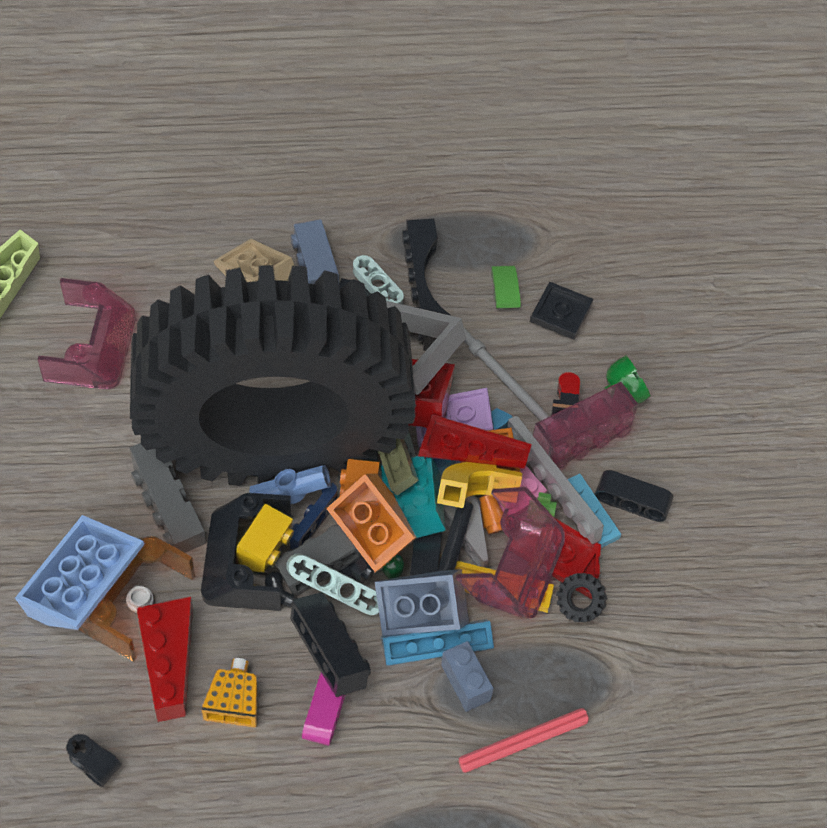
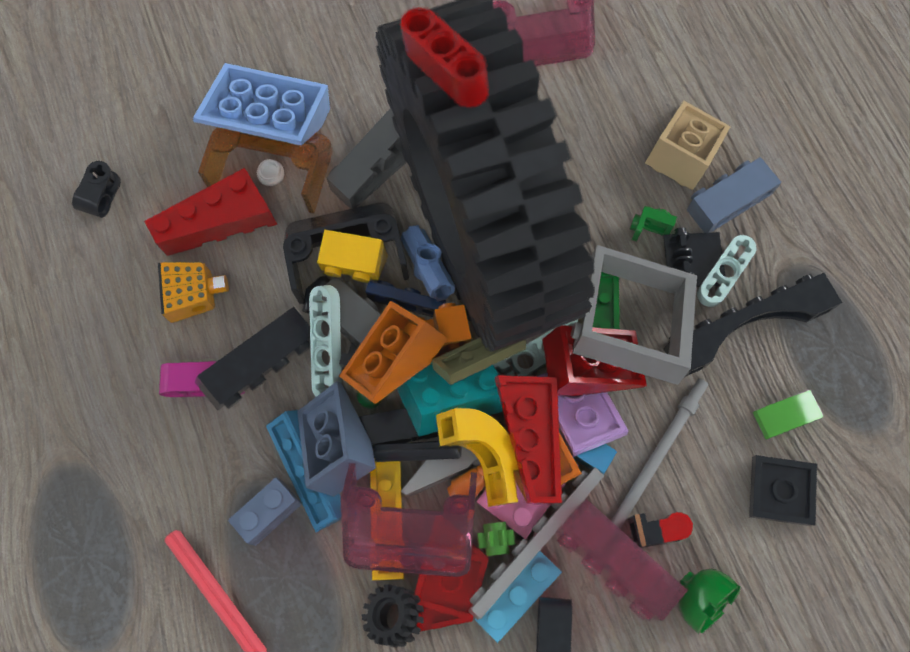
camera: 80 degrees right, 15 degrees up
(252, 301) = (445, 57): none -> red beam

